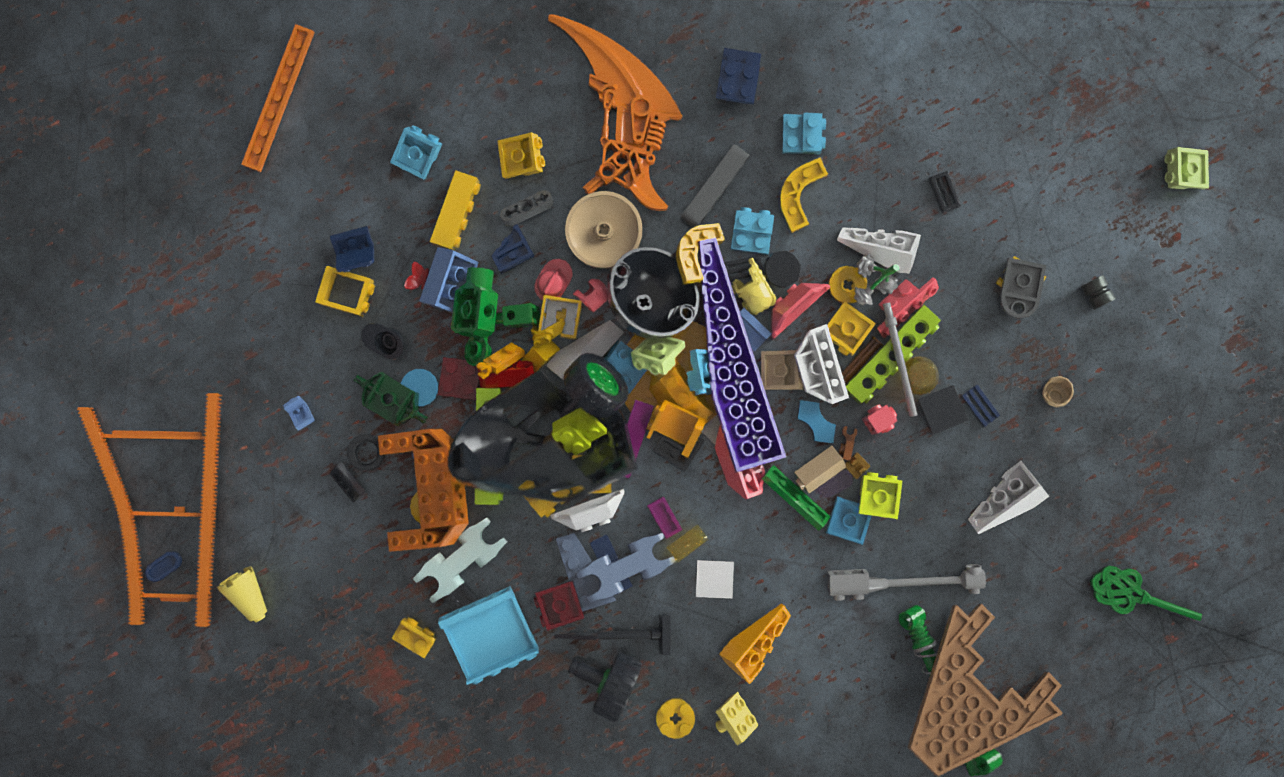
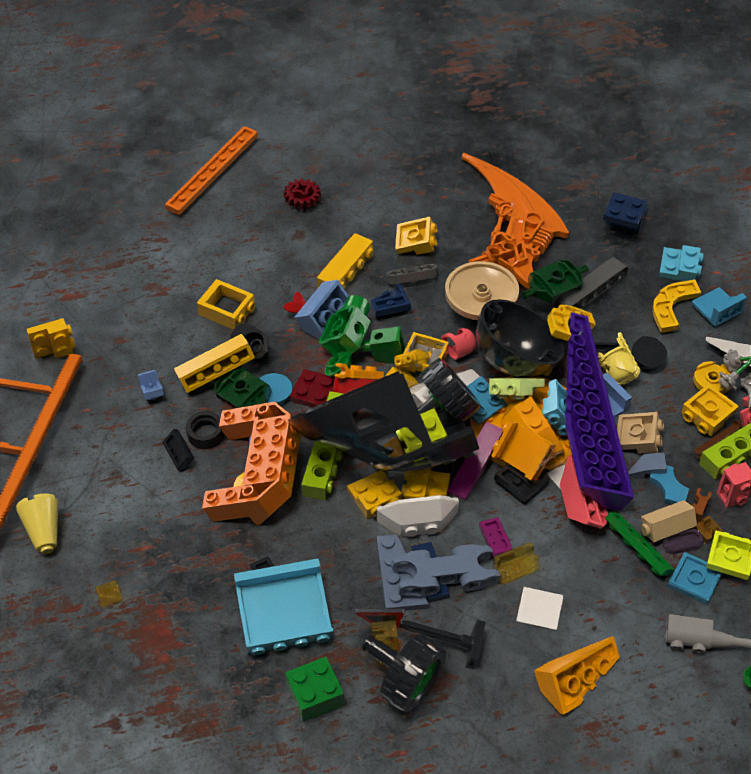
camera: 10 degrees right, 35 degrees down
(187, 378) = (51, 338): none -> yellow plate
(328, 646) = (108, 593): none -> clear yellow slope
(353, 249) = (244, 271): dark blue bracket -> none
(354, 377) = (214, 363): none -> yellow brick
(390, 111) = (302, 193): none -> dark red gear
(414, 637) = (203, 599): yellow bracket -> none
(416, 151) = (322, 219): medium azure plate -> none
(448, 570) = (284, 530): light aqua piece -> none
(534, 708) = (314, 689): none -> green brick
(553, 279) = (426, 326): coral piece -> none
(558, 605) = (365, 591): dark red plate -> none
(590, 655) = (386, 633): none -> clear yellow hinge
(669, 213) = (546, 287): none -> dark green plate
(683, 726) = (471, 723): yellow plate -> none
(735, 719) = (542, 741): light yellow plate -> none
(752, 231) = (624, 320): medium azure plate -> none
(794, 304) = (660, 382): coral wedge -> none
(796, 406) = (648, 464): none -> sand blue slope
(820, 366) = (678, 427): white wedge -> none
(846, 186) = (718, 306): none -> dark azure bracket

